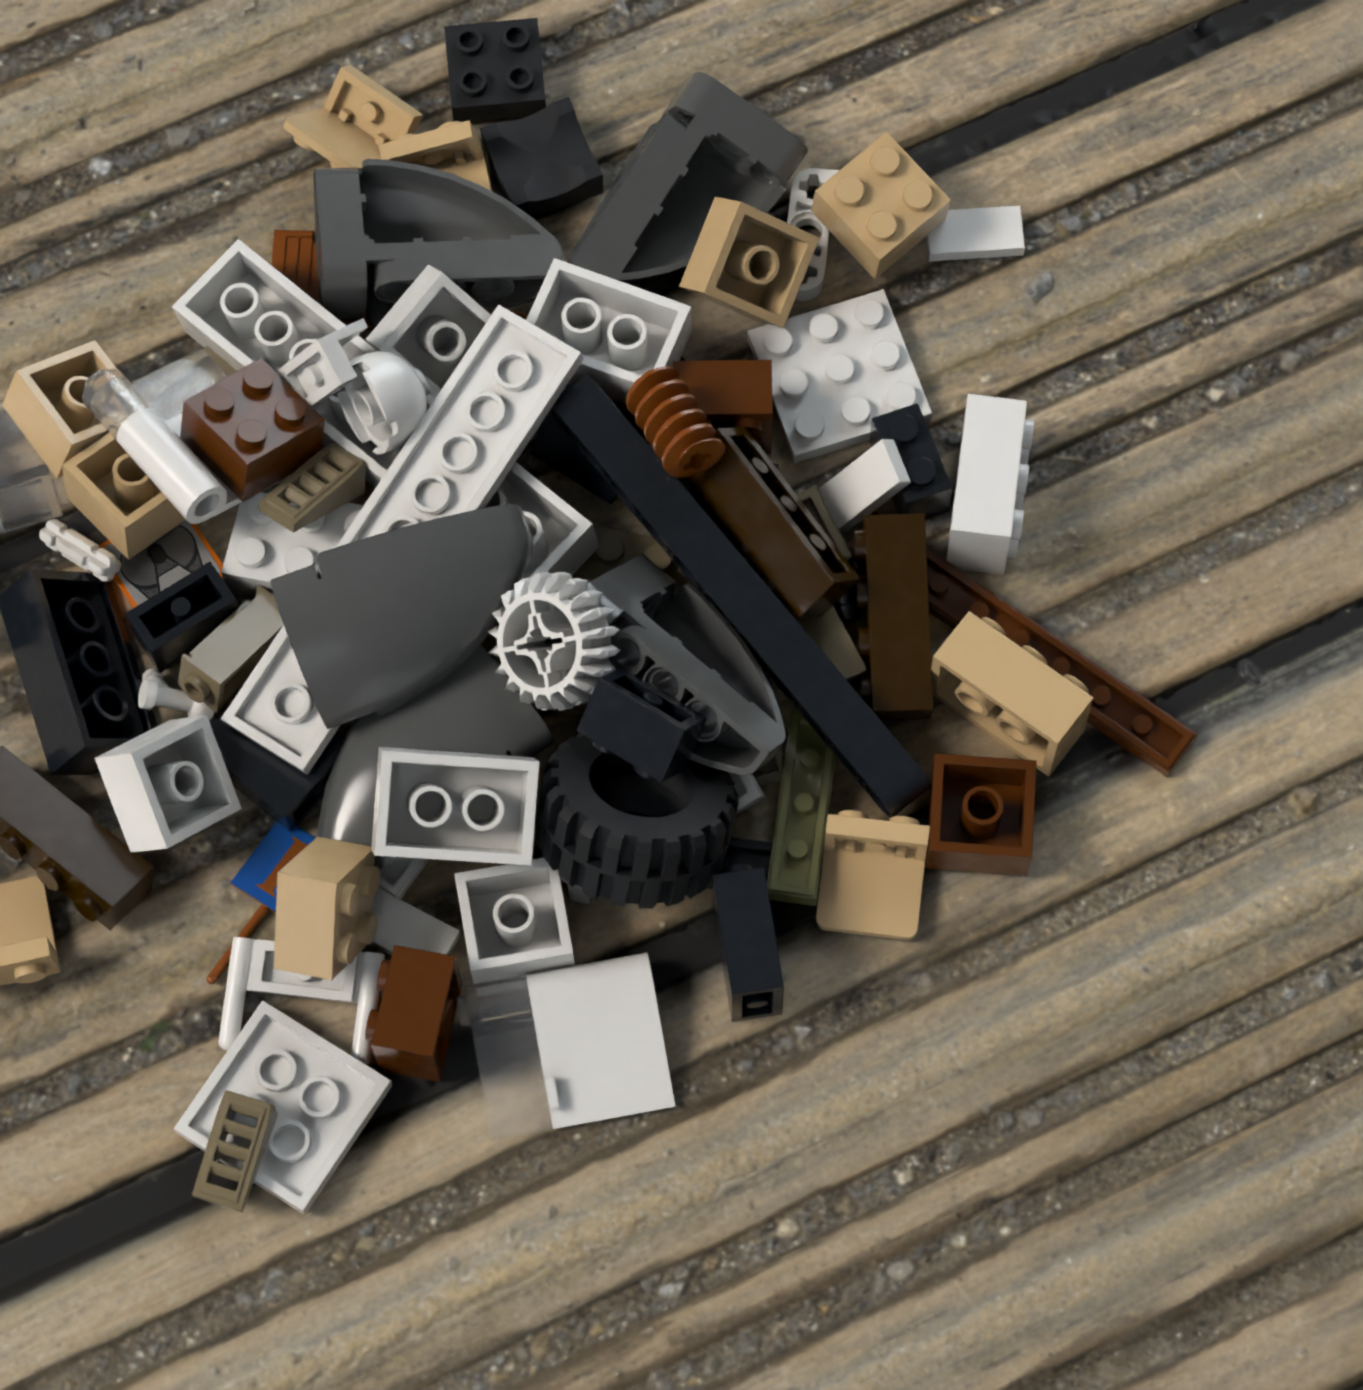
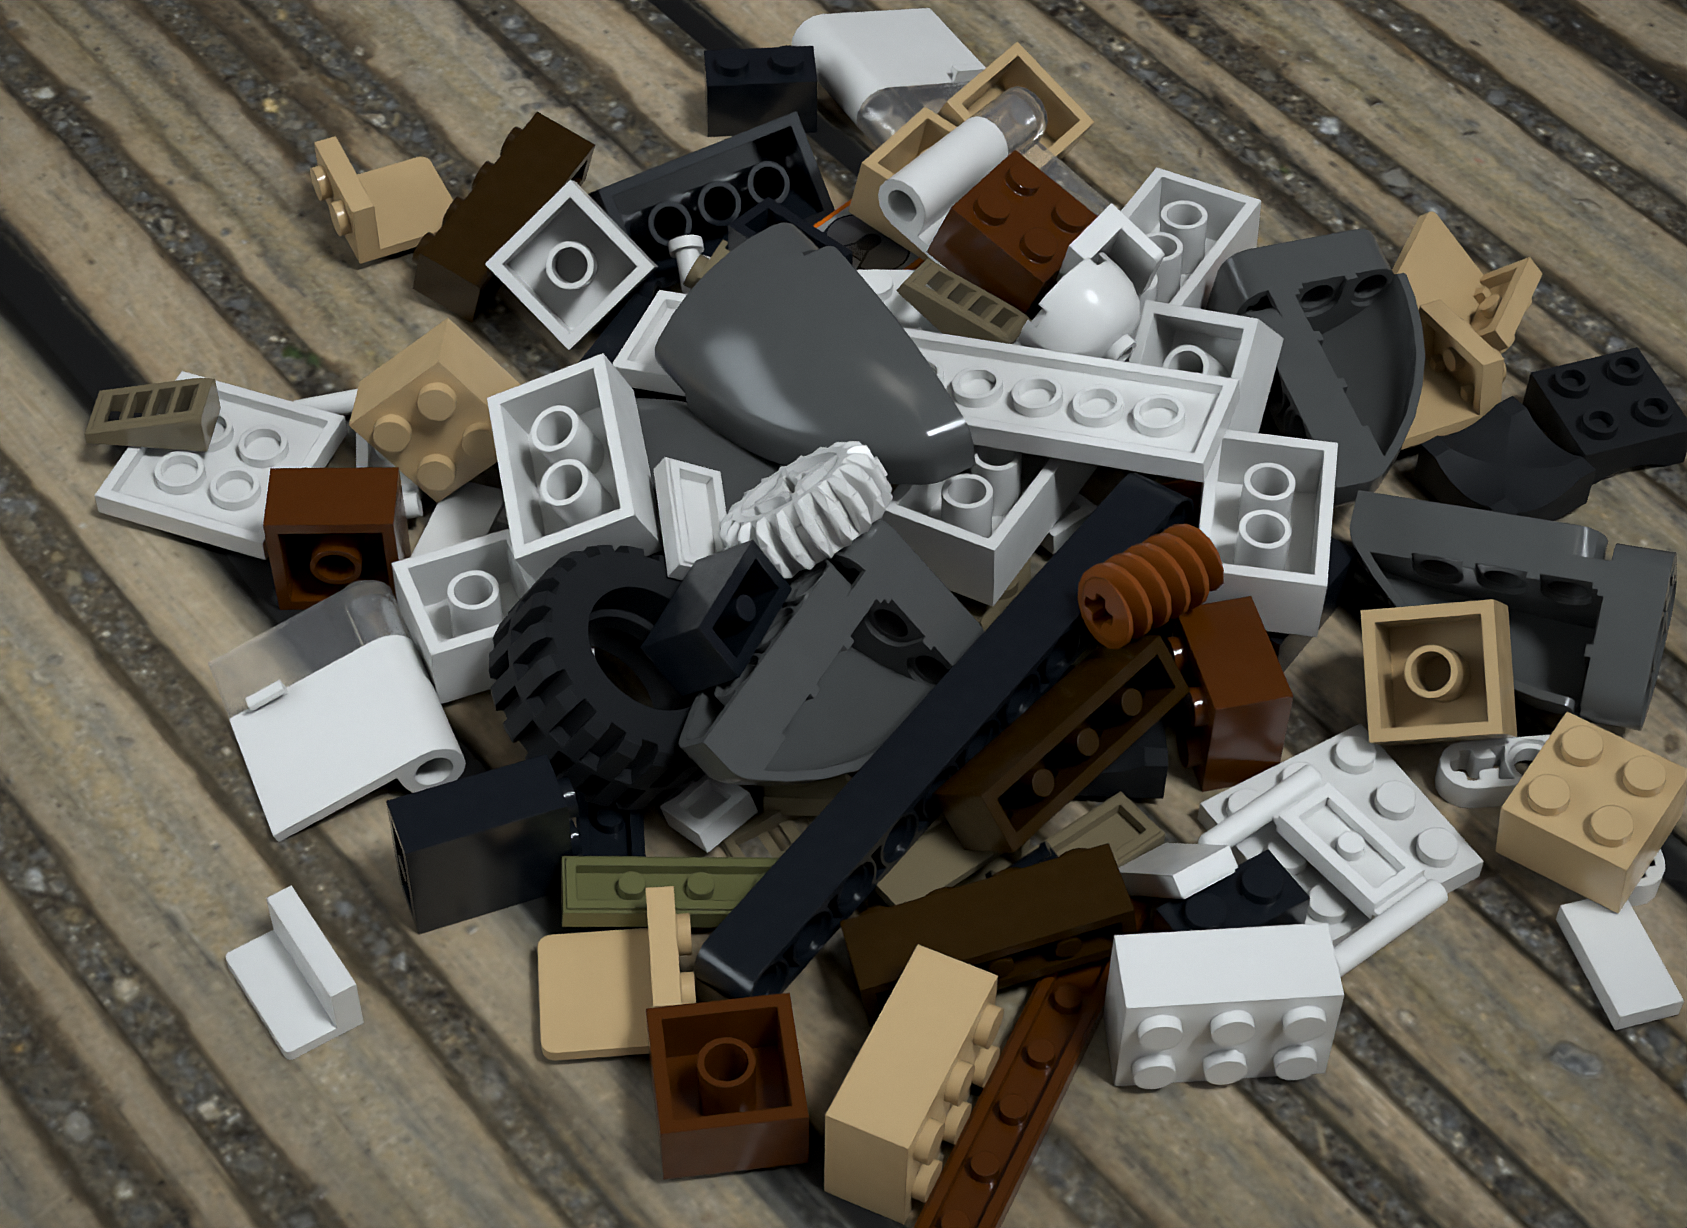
camera: 75 degrees right, 20 degrees down
(80, 550) = (840, 184): white axle -> none
(526, 728) = (689, 513): none -> white tile
(814, 1102) = (296, 979): none -> white panel
(876, 370) = (1347, 852): none -> white plate

